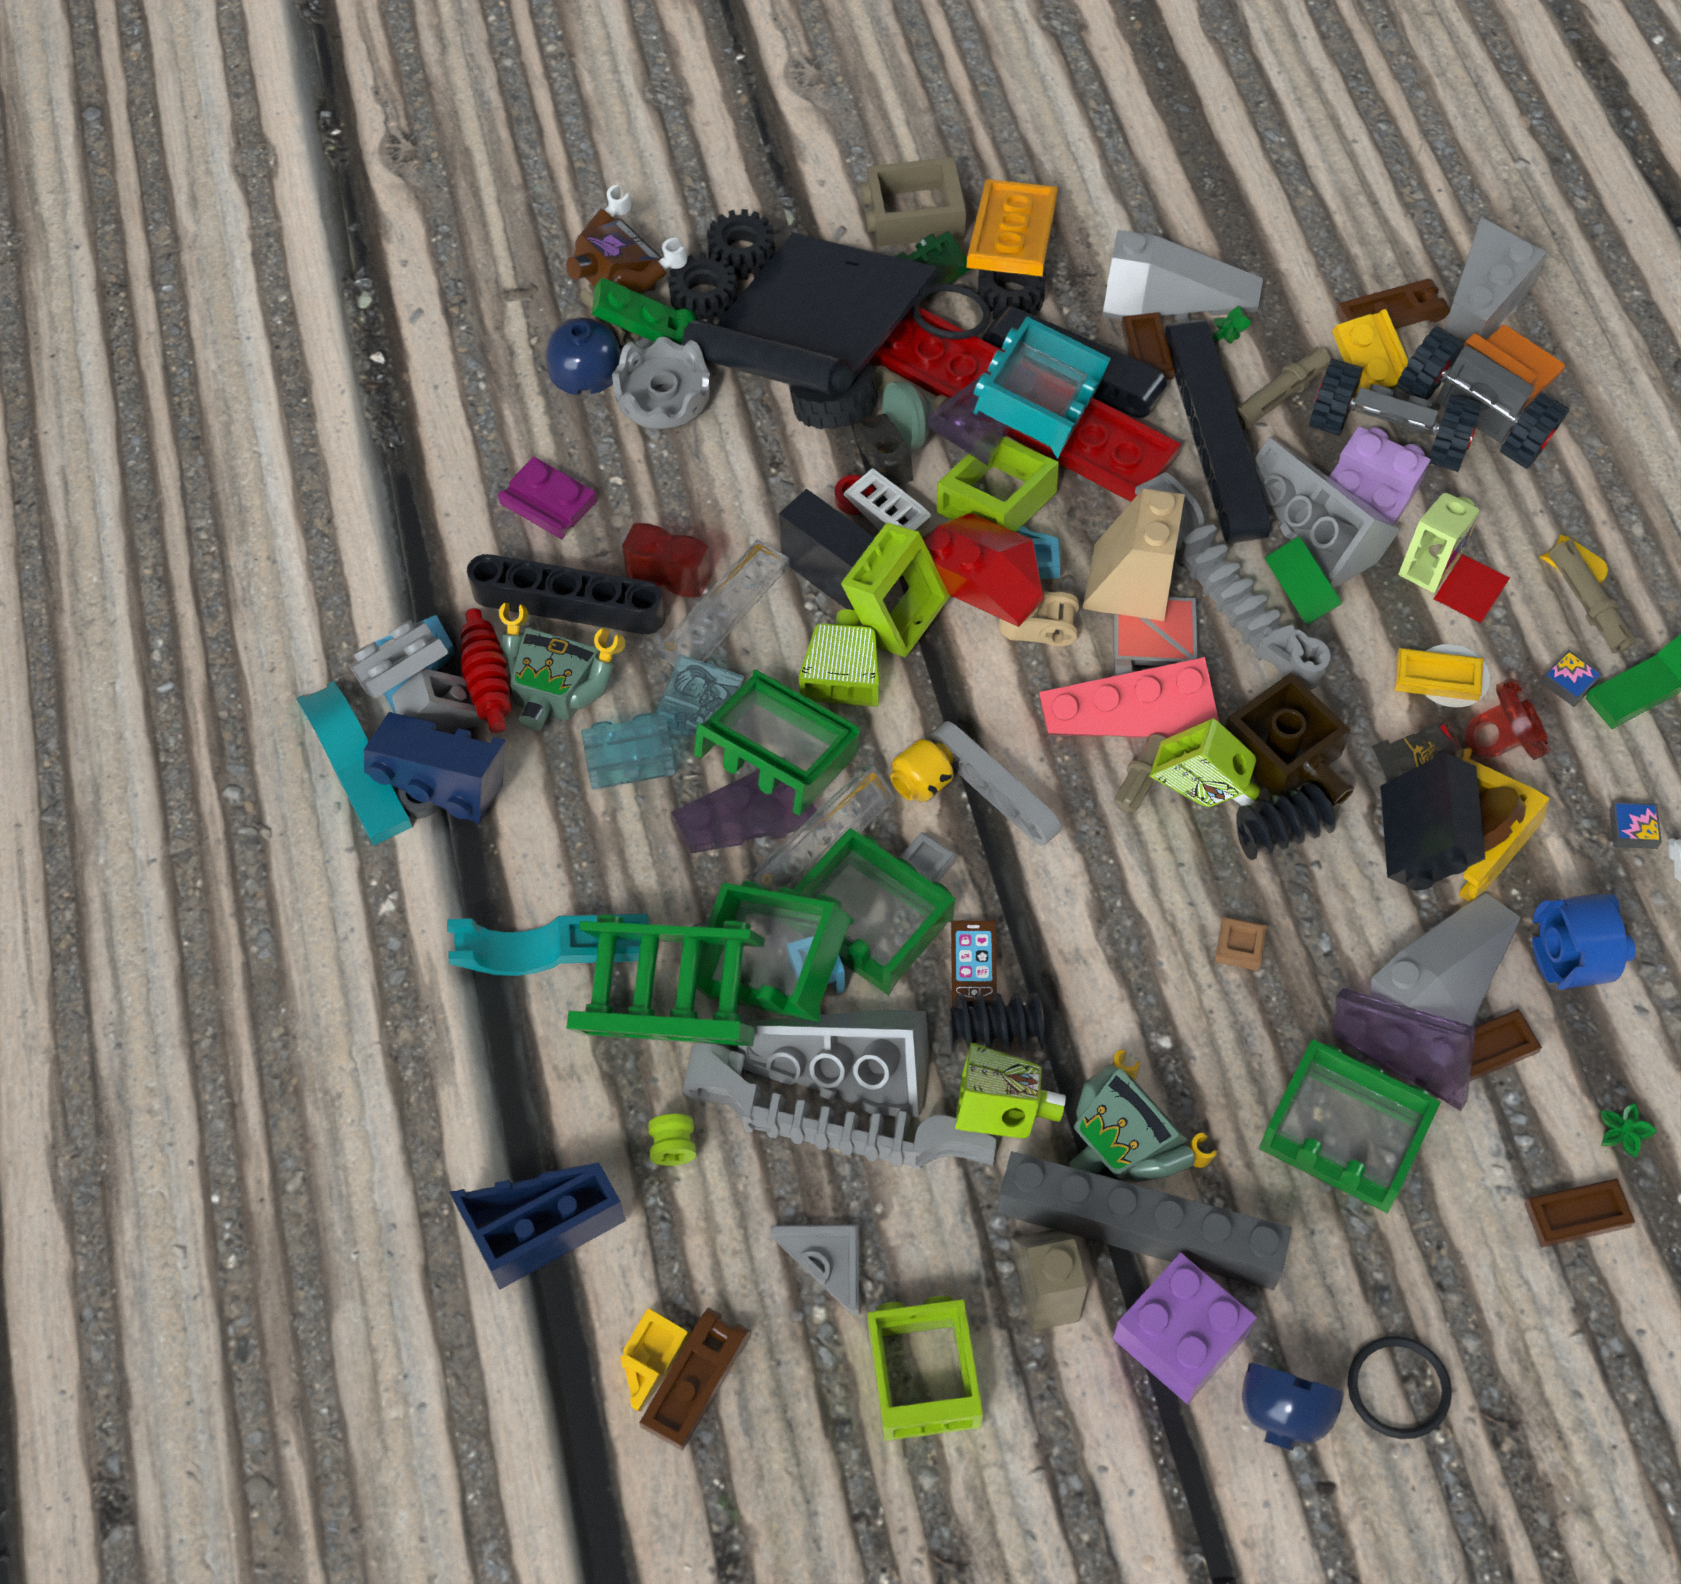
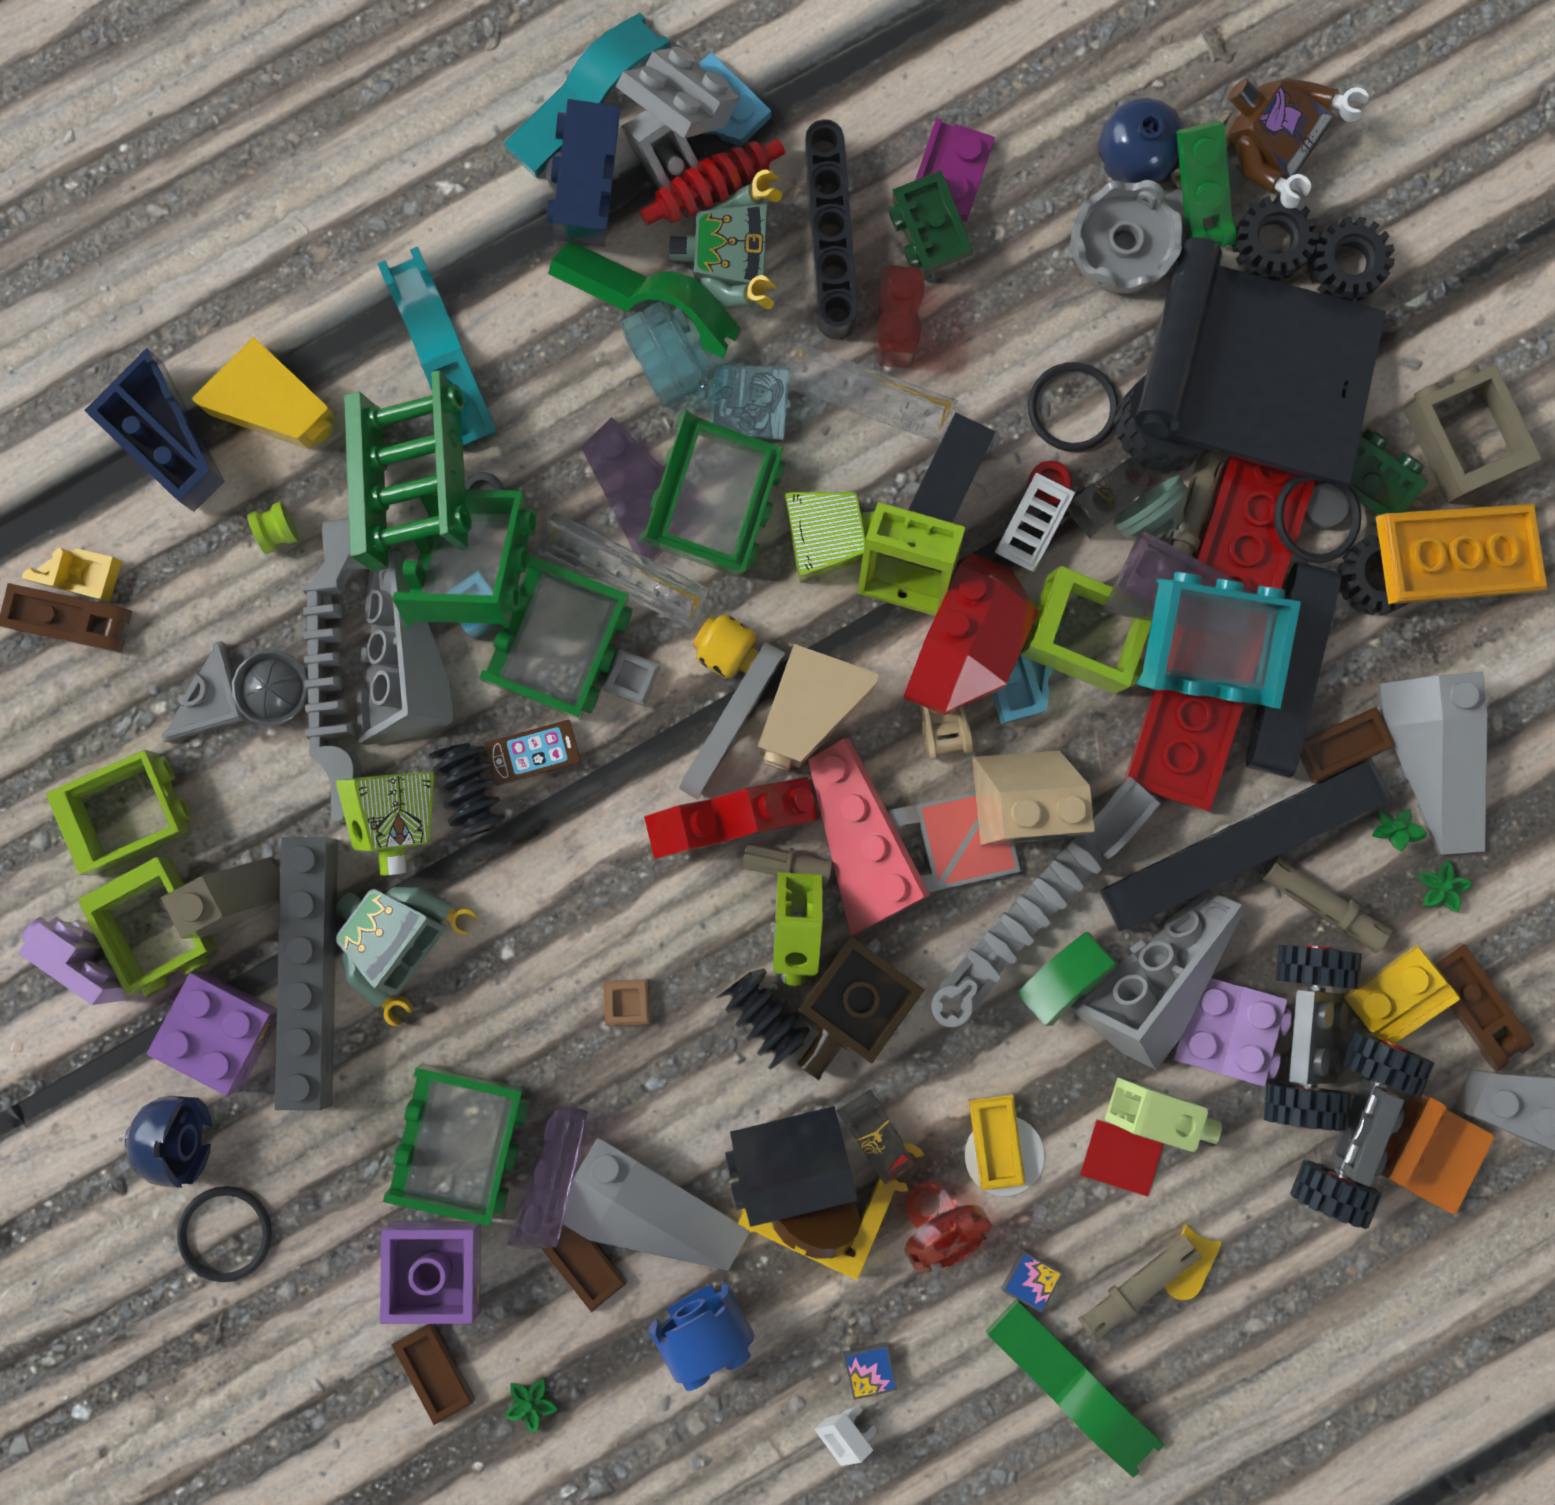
camera: 70 degrees right, 25 degrees up
(539, 1109) = (266, 398): none -> yellow slope
(560, 760) = (625, 288): none -> green piece
(592, 517) = (929, 223): none -> dark green bracket
(791, 433) = (1047, 437): none -> black tyre
(836, 1185) = (269, 687): none -> dark grey hat
(943, 306) = (1326, 506): none -> dark grey tile
(1004, 705) = (811, 705): none -> tan slope
(1067, 1447) = (70, 956): none -> lavender plate
(1087, 804) = (730, 817): none -> red arch
(1101, 1337) = (97, 909): none -> lime window
(1286, 311) = (1444, 887): none -> green plant
(1478, 1173) = (430, 1272): none -> medium lavender brick

